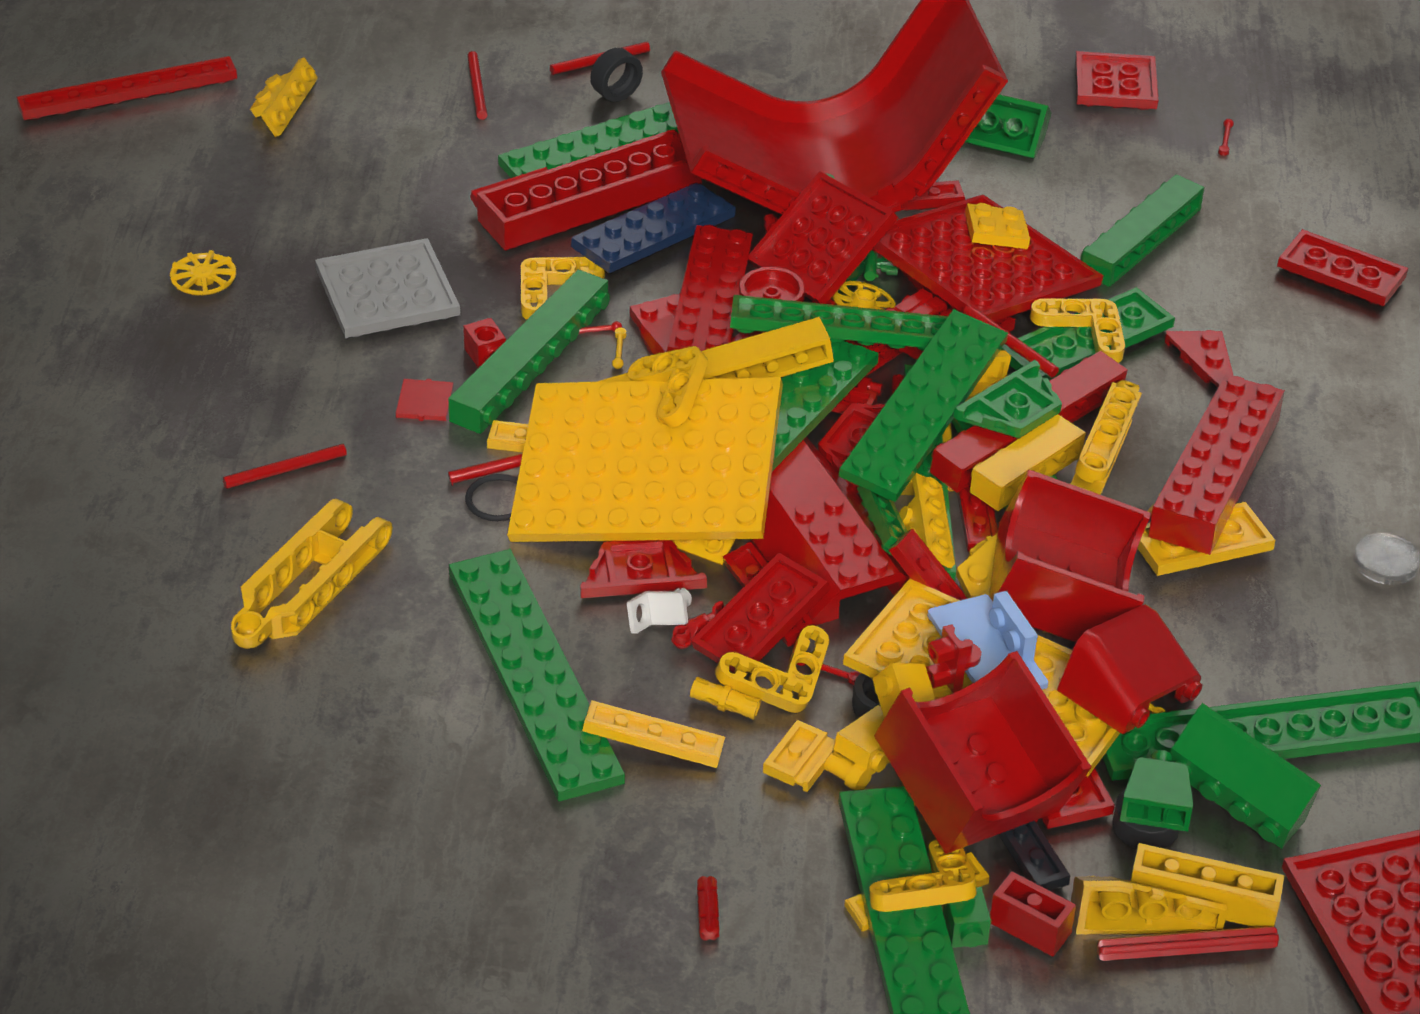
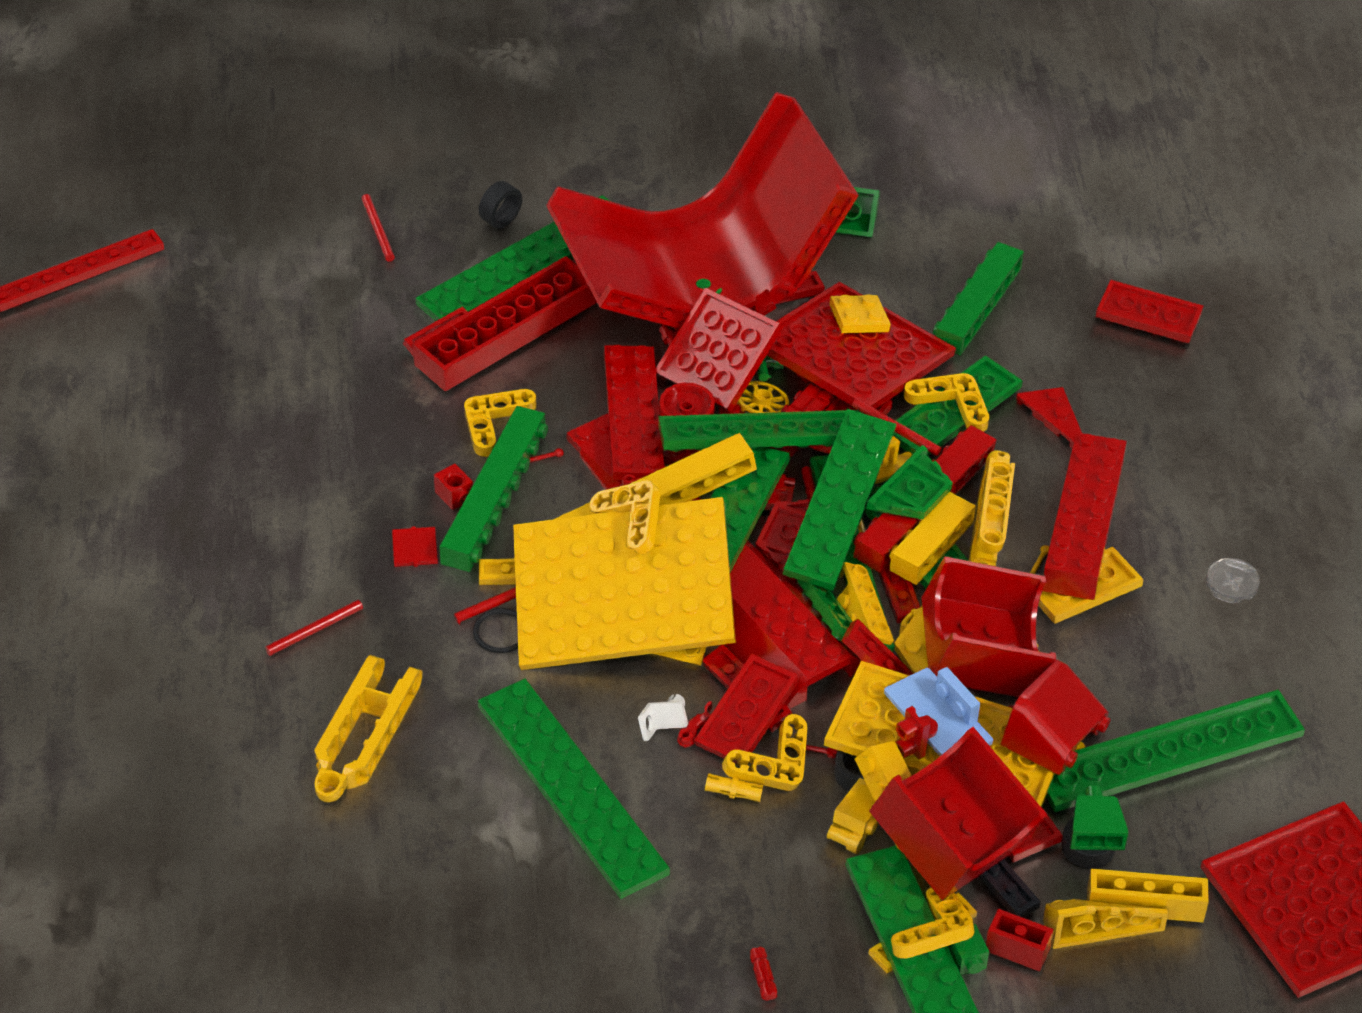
camera: 10 degrees left, 5 degrees up
(203, 273) = (191, 450): yellow wheel -> none
(284, 96) = (211, 262): yellow bracket -> none
(387, 288) = (355, 443): light grey plate -> none
(589, 60) = (478, 185): red bar -> none
(620, 334) = (564, 459): yellow hinge -> none
(640, 567) = (637, 680): red wing -> none
(652, 227) = (567, 352): dark blue plate -> none
(653, 734) = (685, 829): yellow tile -> none
(800, 756) = (806, 829): yellow plate -> none
(1116, 80) = (927, 150): red plate -> none
(1187, 943) = (1140, 943): red axle -> none
(1224, 149) = (1029, 207): red hinge -> none
(1244, 776) = (1160, 797): green slope -> none

